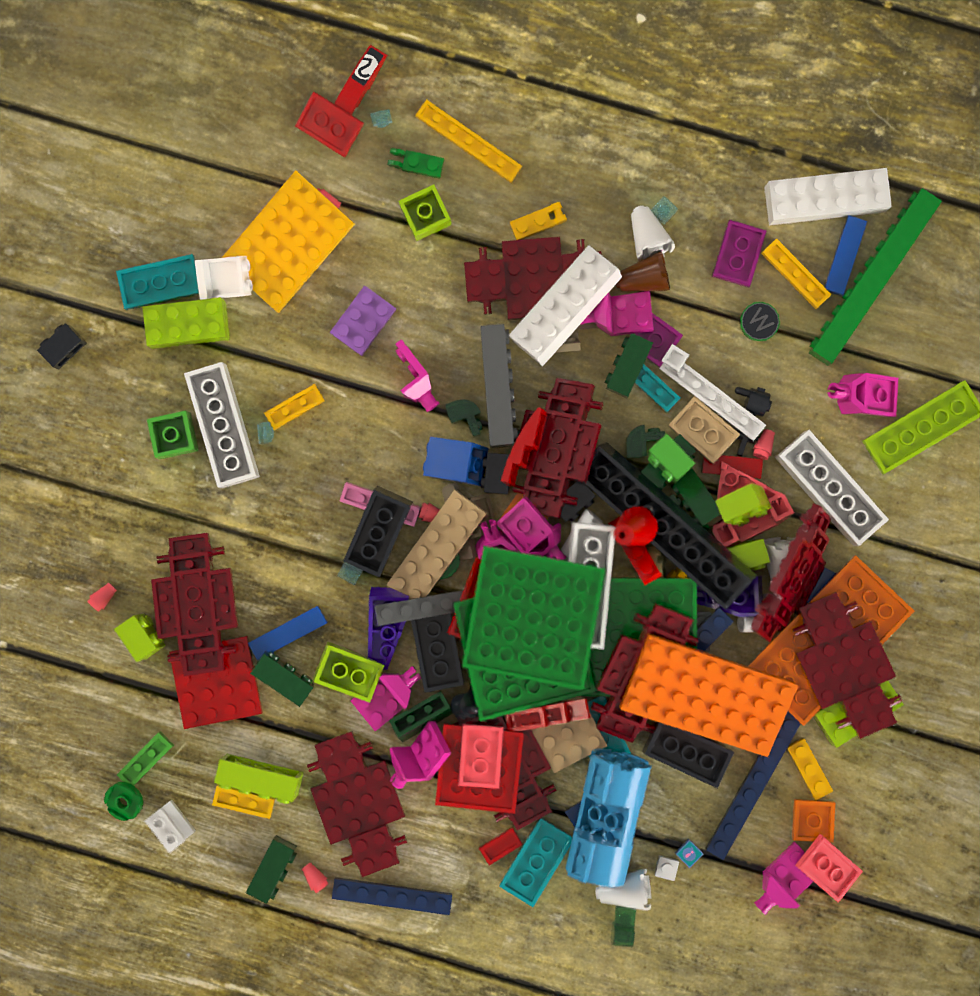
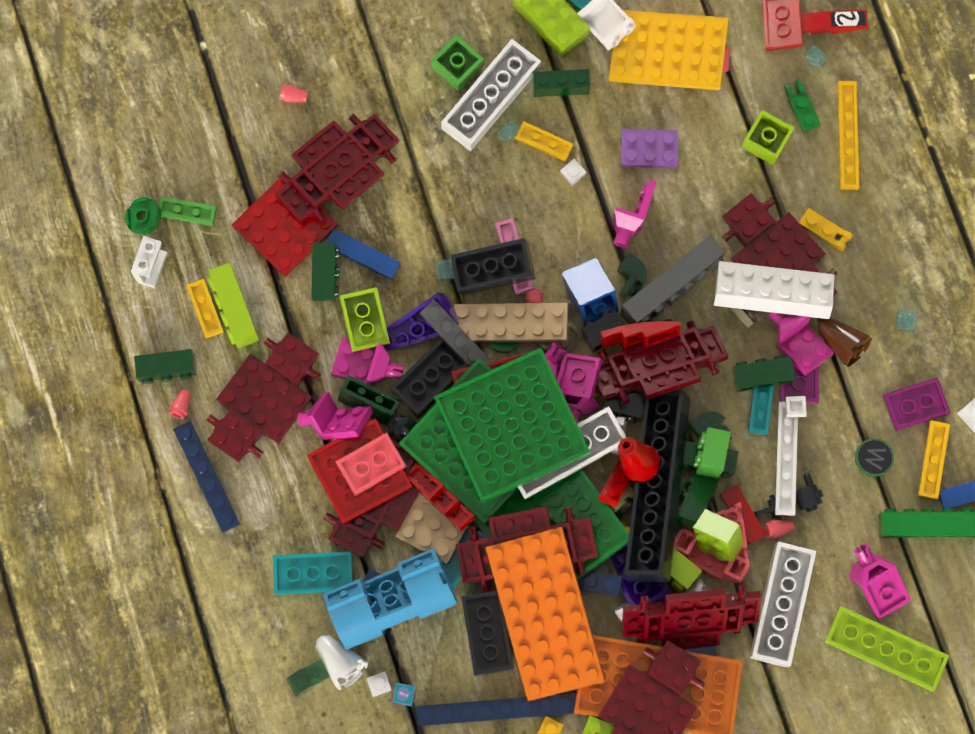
camera: 45 degrees right, 10 degrees down
(140, 637) = (282, 142): lime brick -> none
(252, 356) = (561, 83): none -> dark green brick
(339, 401) = (573, 172): none -> white plate
(500, 846) = (305, 536): red tile -> none
(649, 234) = (878, 321): white cone -> none
(704, 430) = (755, 470): tan plate -> none

